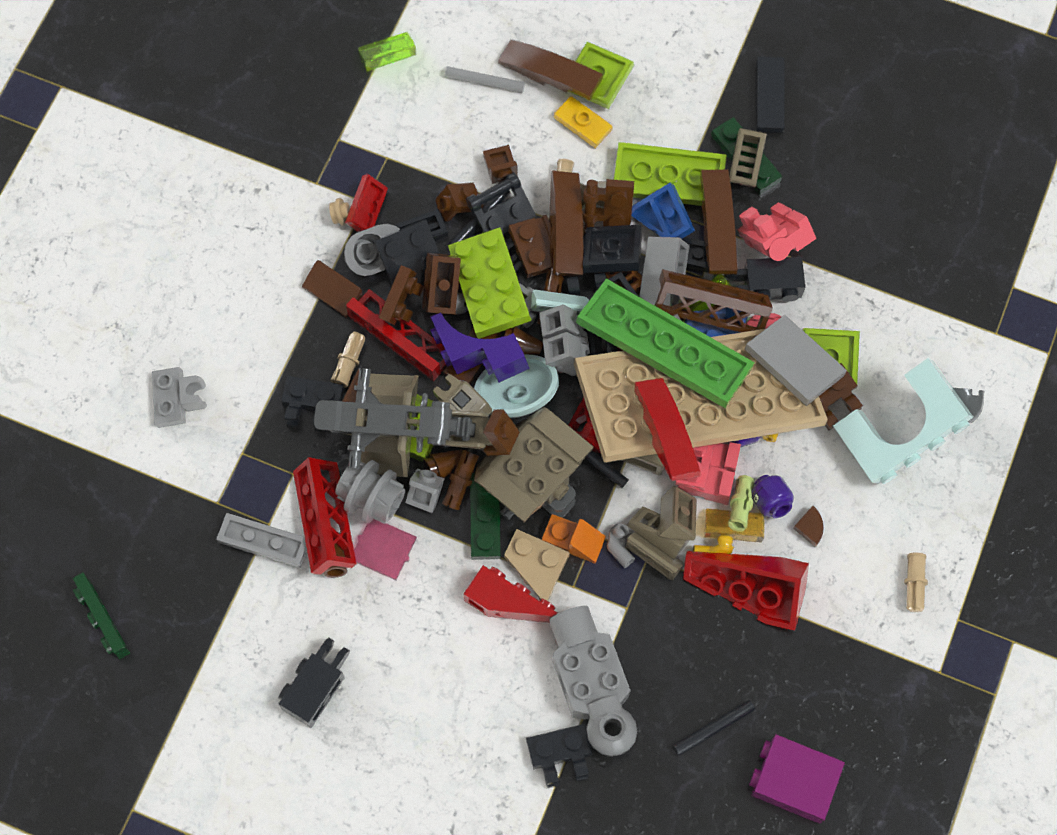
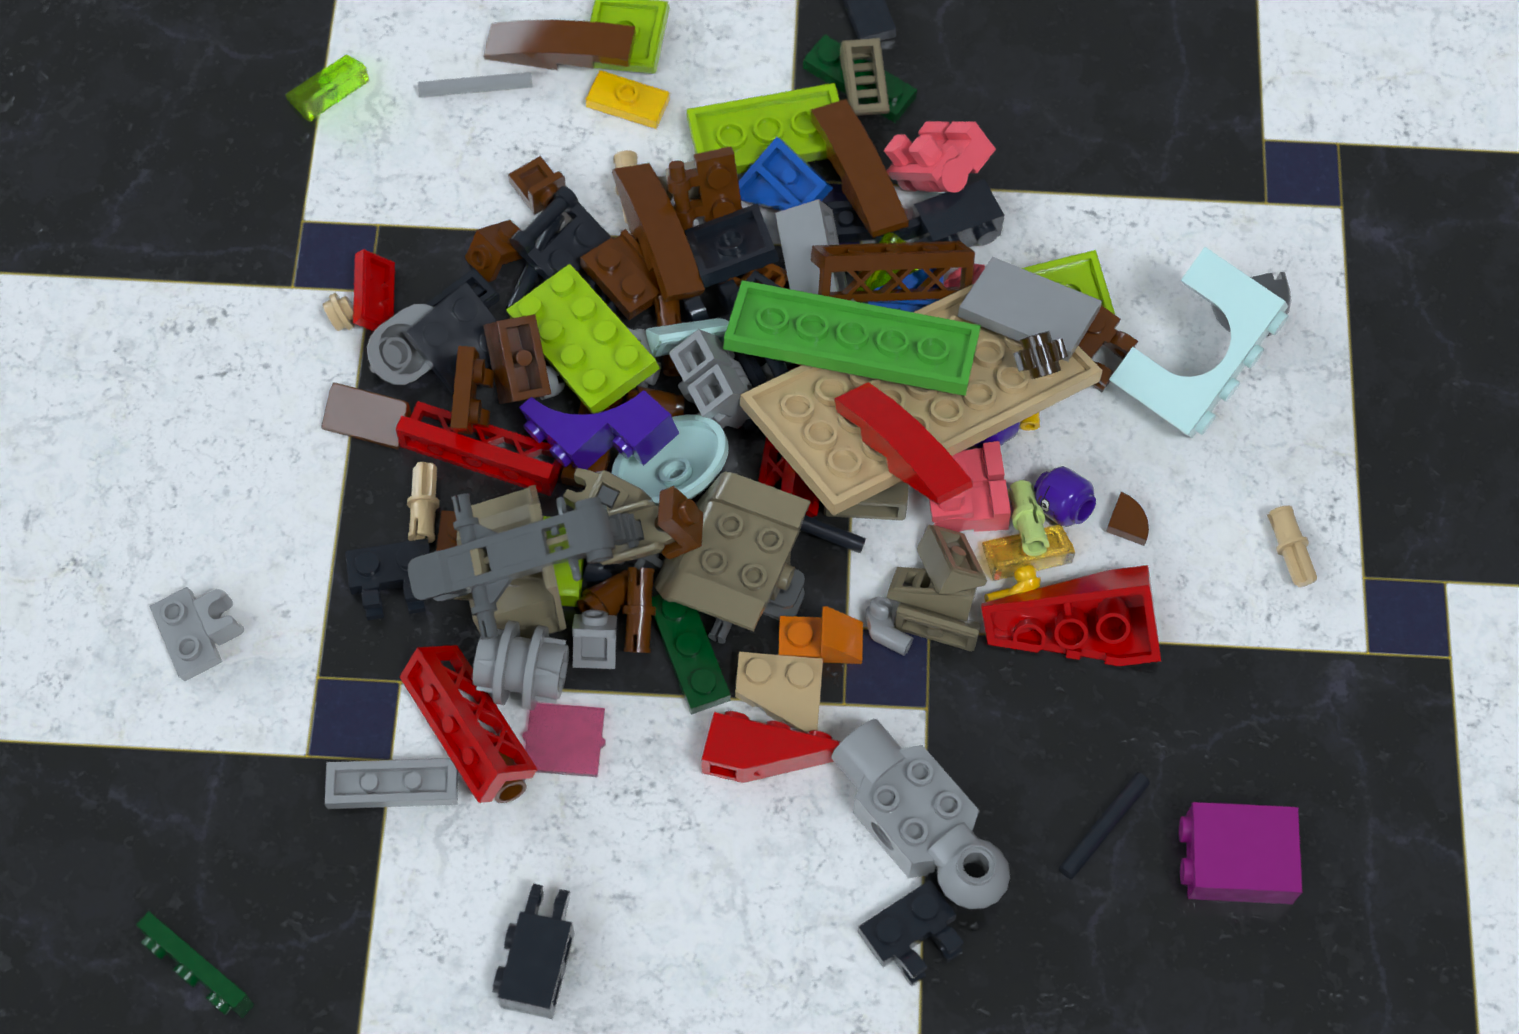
camera: 20 degrees left, 5 degrees down
(786, 396) = (1040, 354): none -> dark brown gear

